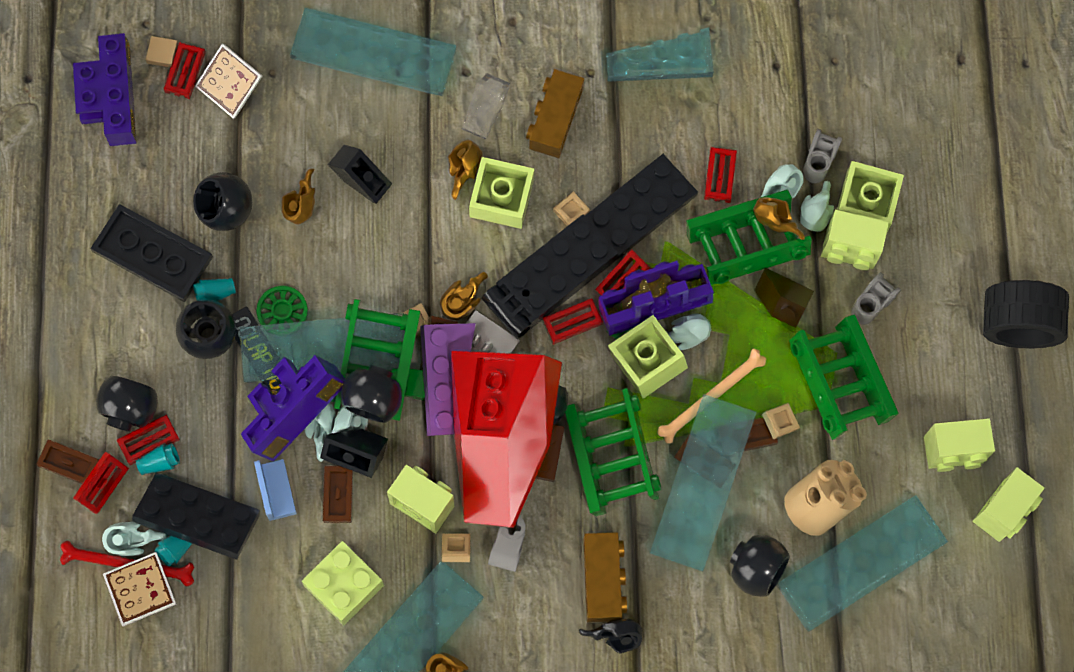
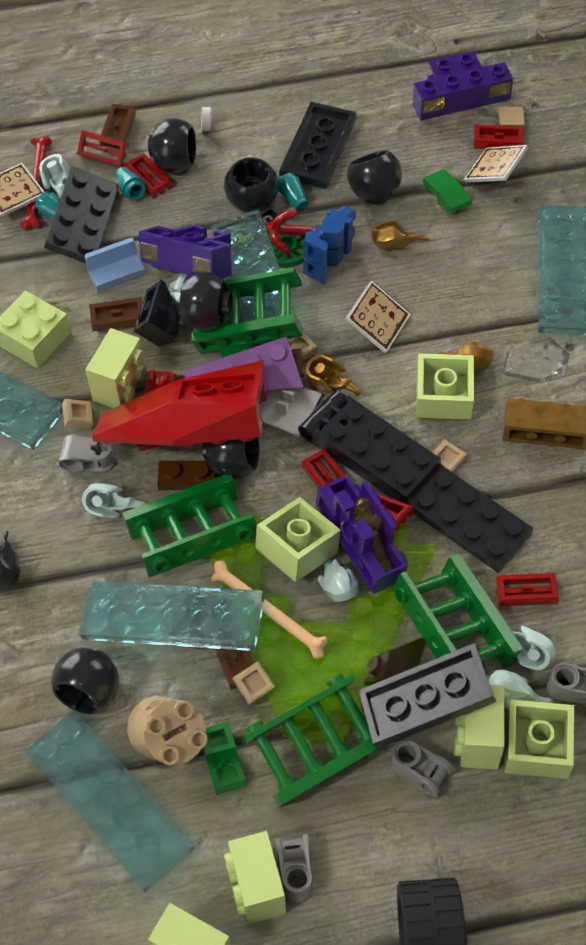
camera: 85 degrees right, 15 degrees down
(85, 364) = (206, 119): none -> white tile
(249, 136) = (448, 190): none -> green slope
(272, 303) = (276, 227): none -> red piece
(299, 260) = (328, 243): none -> blue hips
(360, 173) = (434, 275): black slope -> none
(401, 237) = (377, 316): none -> piece
(435, 462) = (158, 379): none -> red tile
(561, 535) = (105, 499): none -> light aqua piece
(604, 577) = (60, 541): pearl gold brick -> none
(776, 215) = (486, 629): pearl gold piece -> none
(834, 273) = (426, 696): none -> plate
(855, 454) = (223, 759): none -> green slope
(943, 411) = (295, 862): none -> light grey piece

